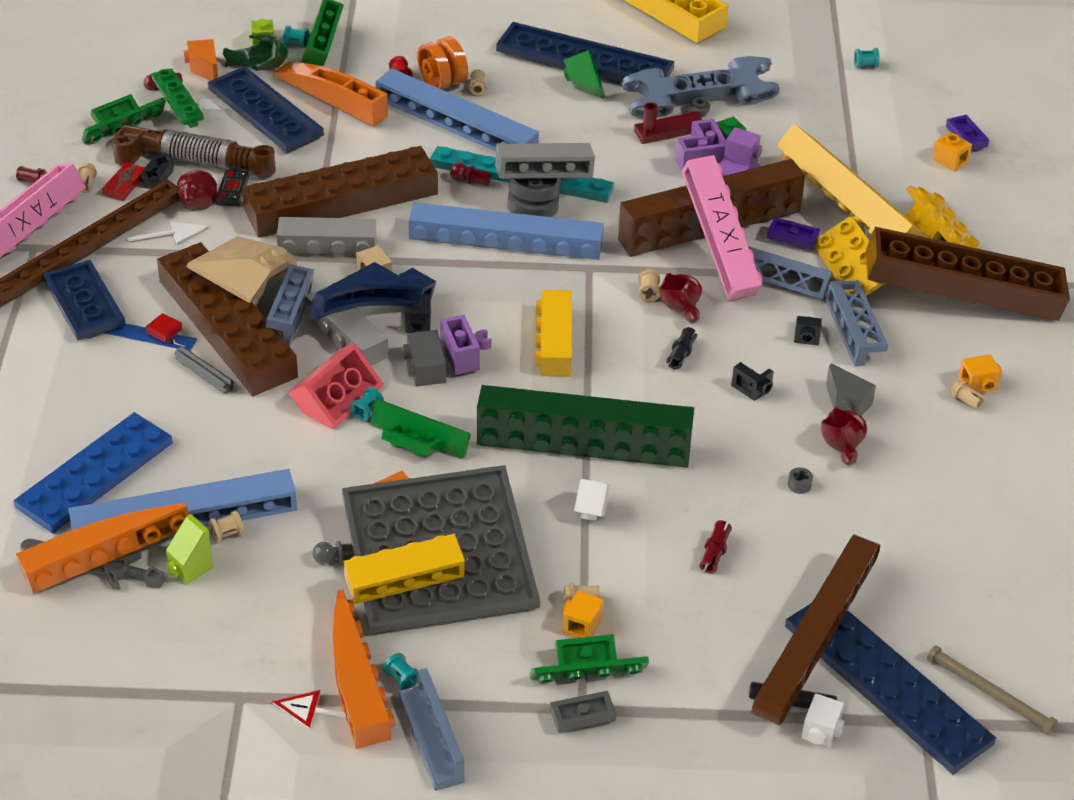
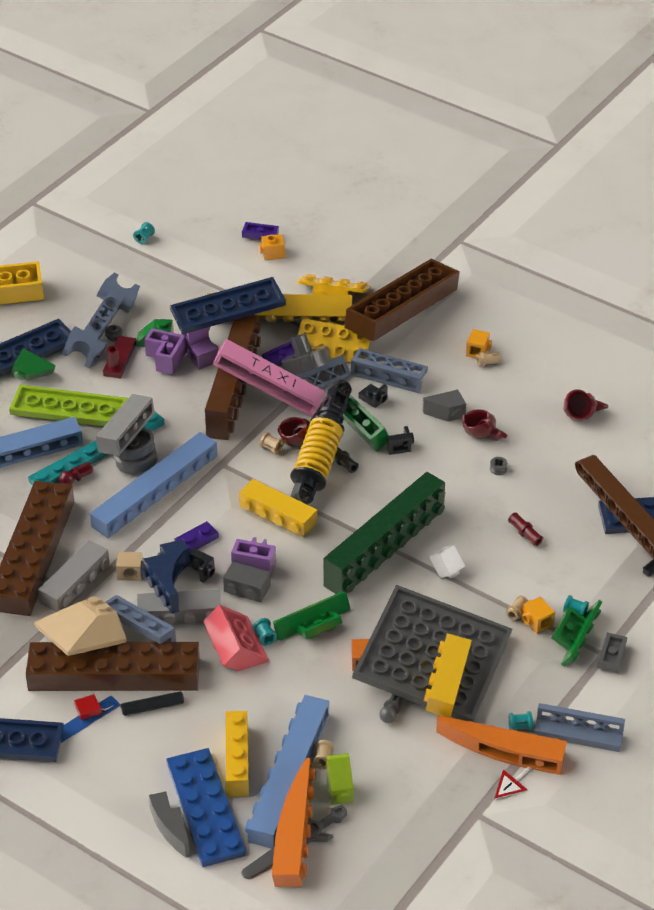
camera: 55 degrees left, 0 degrees up
(47, 452) = (169, 822): none -> dark grey slope
(174, 458) = (237, 754): none -> yellow brick
(462, 297) = (199, 536): none -> dark purple plate
(557, 118) = (64, 404): none -> lime plate
(627, 642) = (579, 606): none -> teal bush
(664, 311) = (320, 444): none -> piece
(748, 327) = (365, 424): none -> green brick
(787, 143) = (227, 305): none -> dark blue plate
(793, 243) = (305, 356): none -> dark grey piece
(968, 505) = (581, 405): none -> dark red hair

